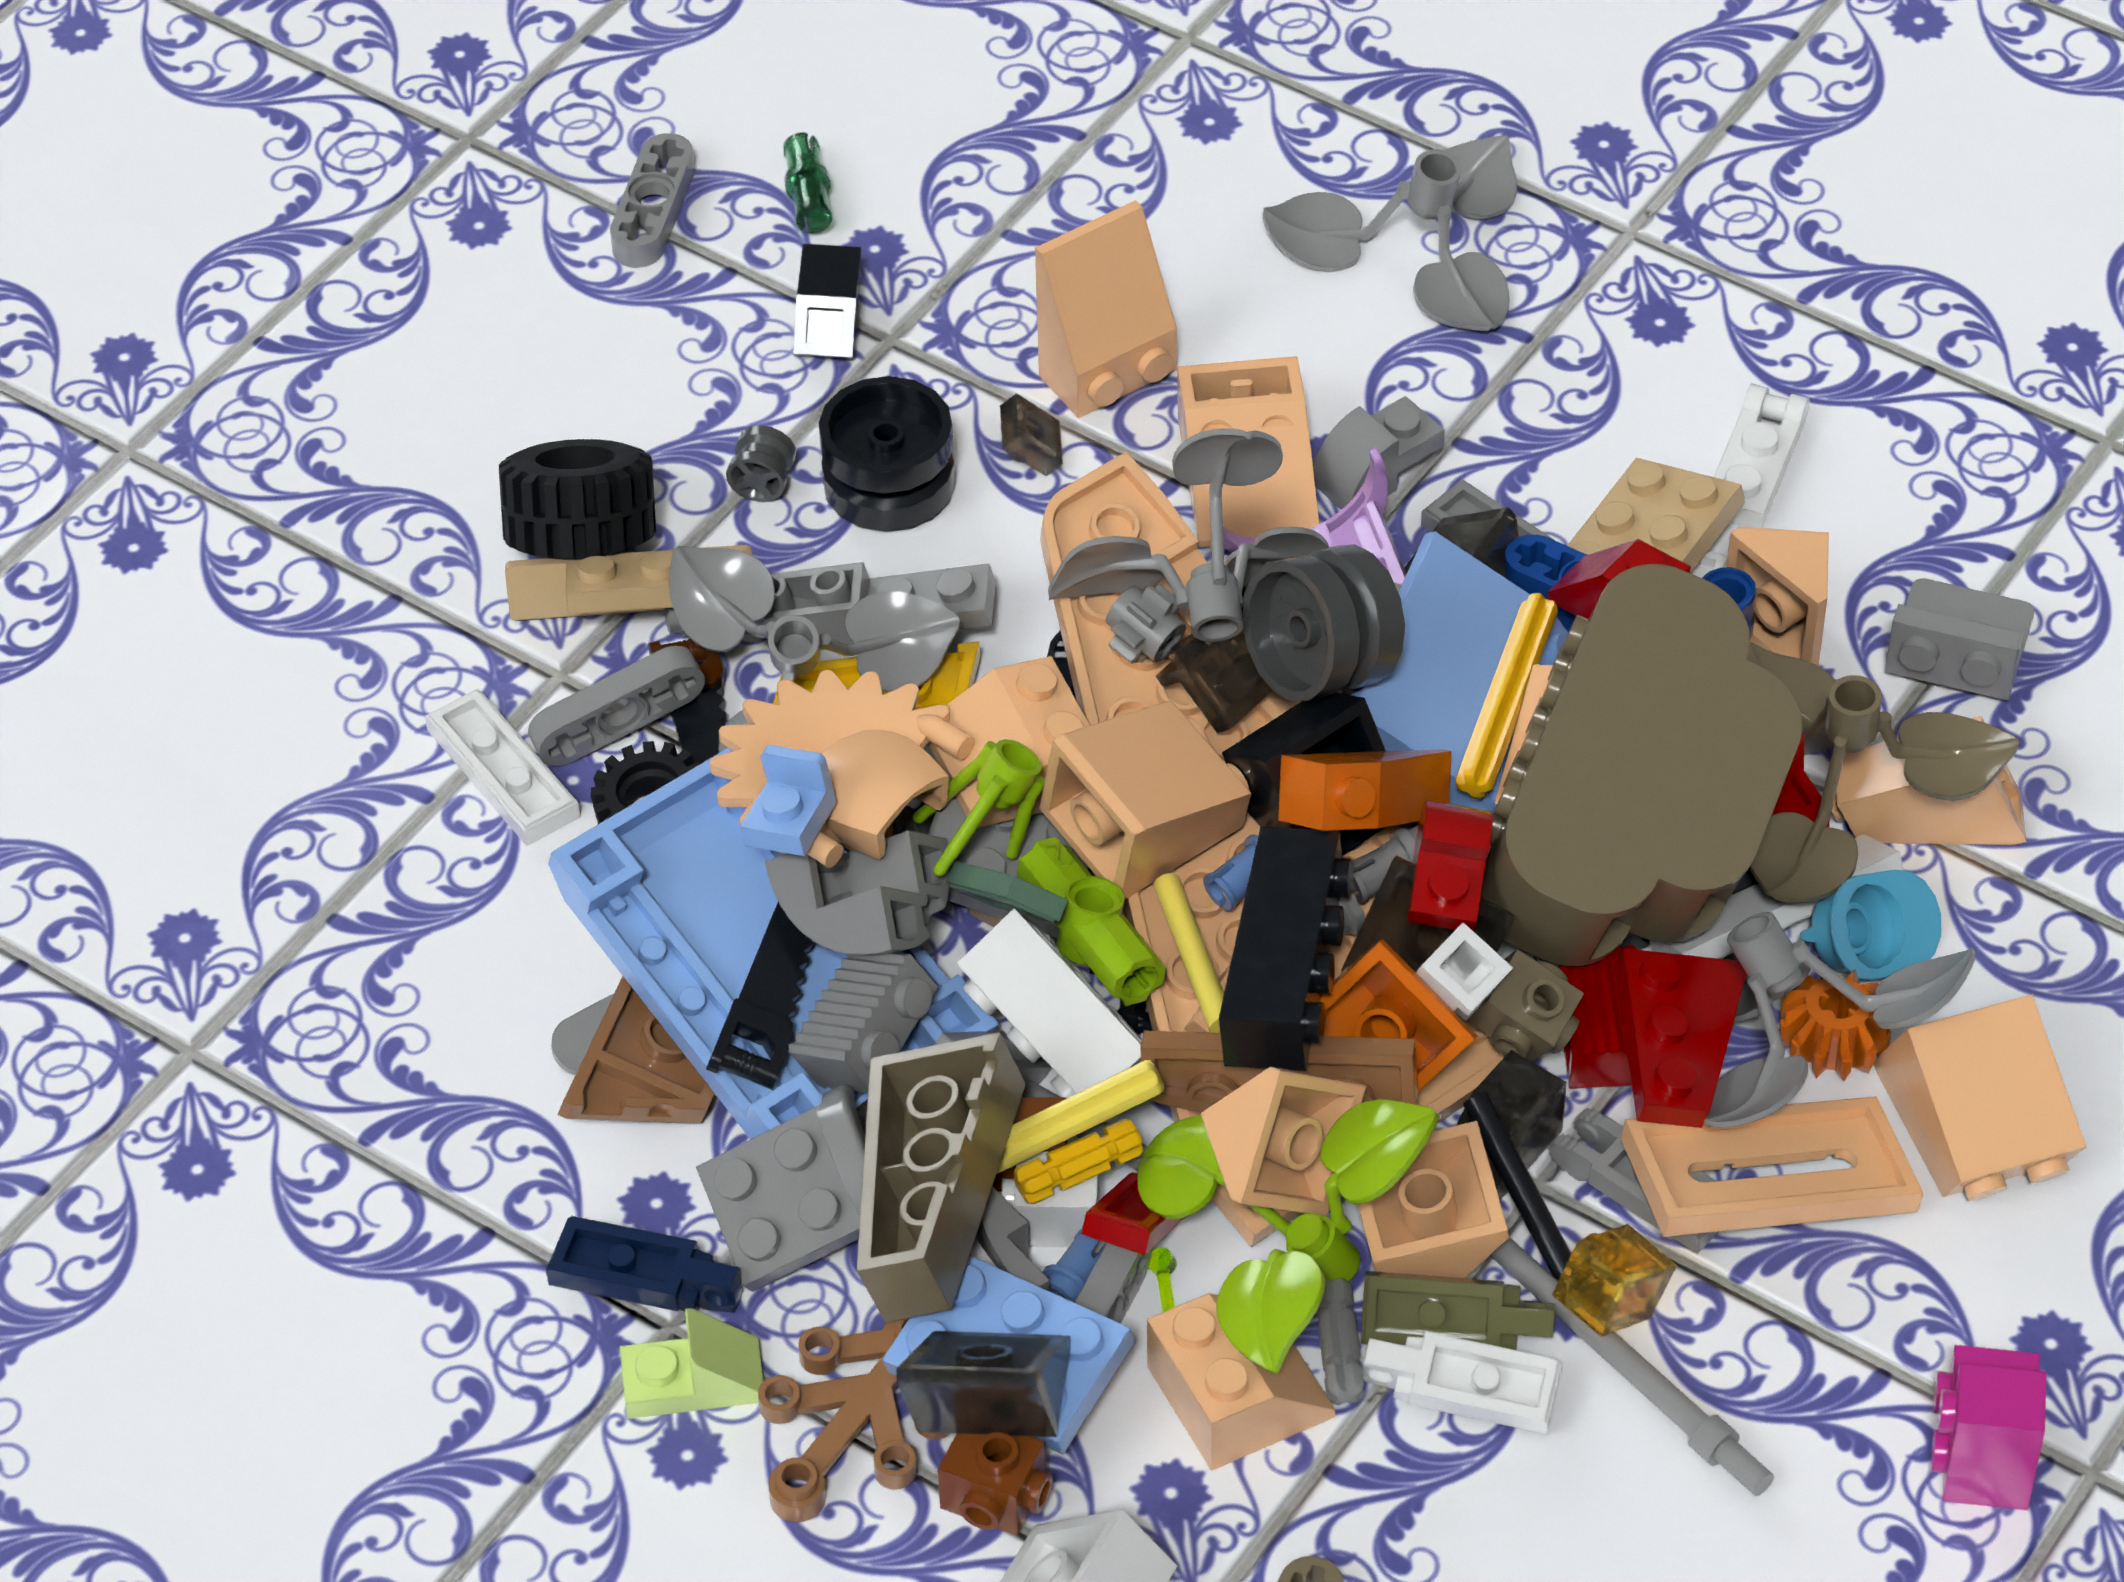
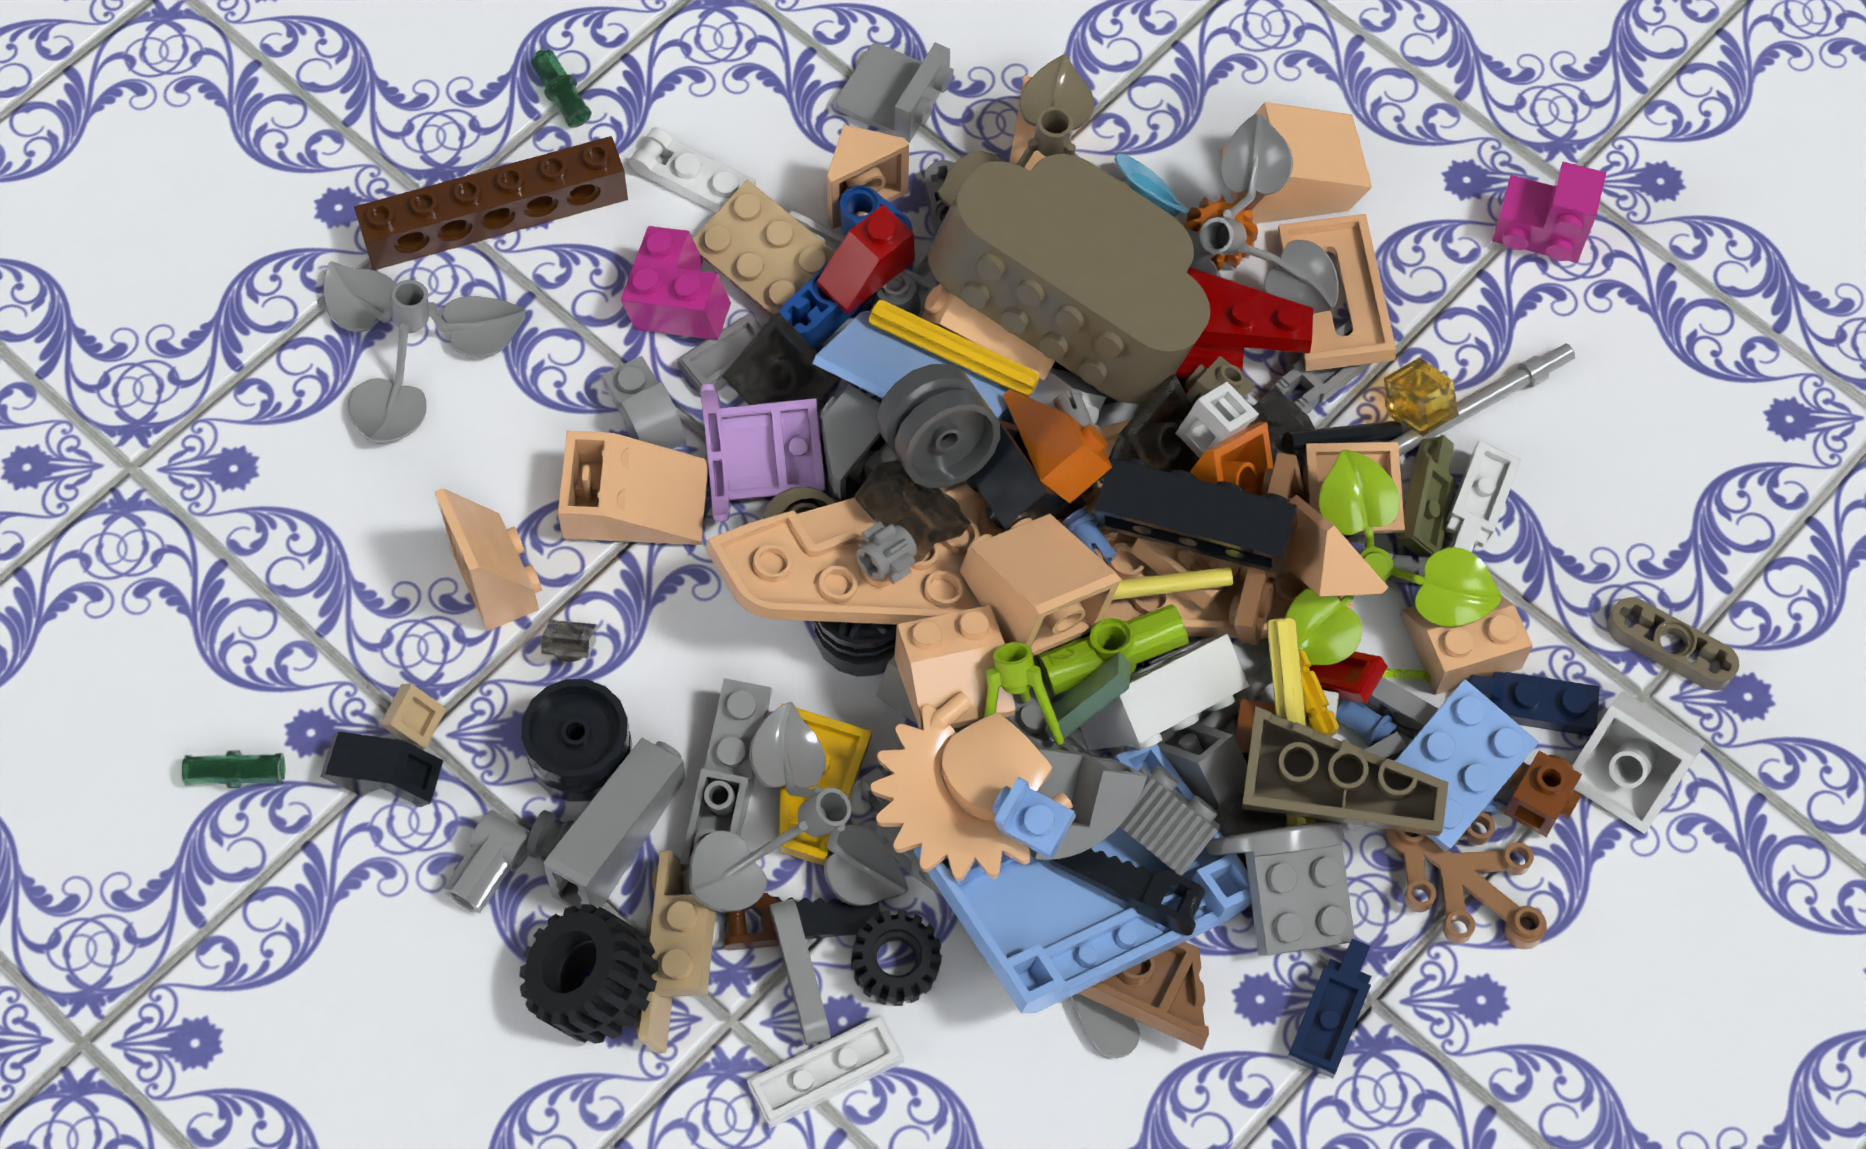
camera: 85 degrees left, 15 degrees up
(658, 218) = (188, 869): light grey beam -> none
(702, 1372) = (1421, 987): yellowish green slope -> none
(721, 409) = (494, 850): none -> light grey piece
(755, 494) = (614, 825): none -> light grey slope
(899, 315) = (413, 716): none -> tan plate
(986, 1383) = (1506, 768): clear smoke slope -> none
(1157, 1472) = (1542, 701): none -> dark blue hinge
(1214, 588) = (892, 491): light grey plant -> none
(1449, 865) = (1129, 392): red brick -> none
(1561, 438) = (670, 291): none -> dark pink brick
(1639, 264) = (492, 203): none -> reddish brown brick
(1844, 305) = (560, 88): none -> clear green axle

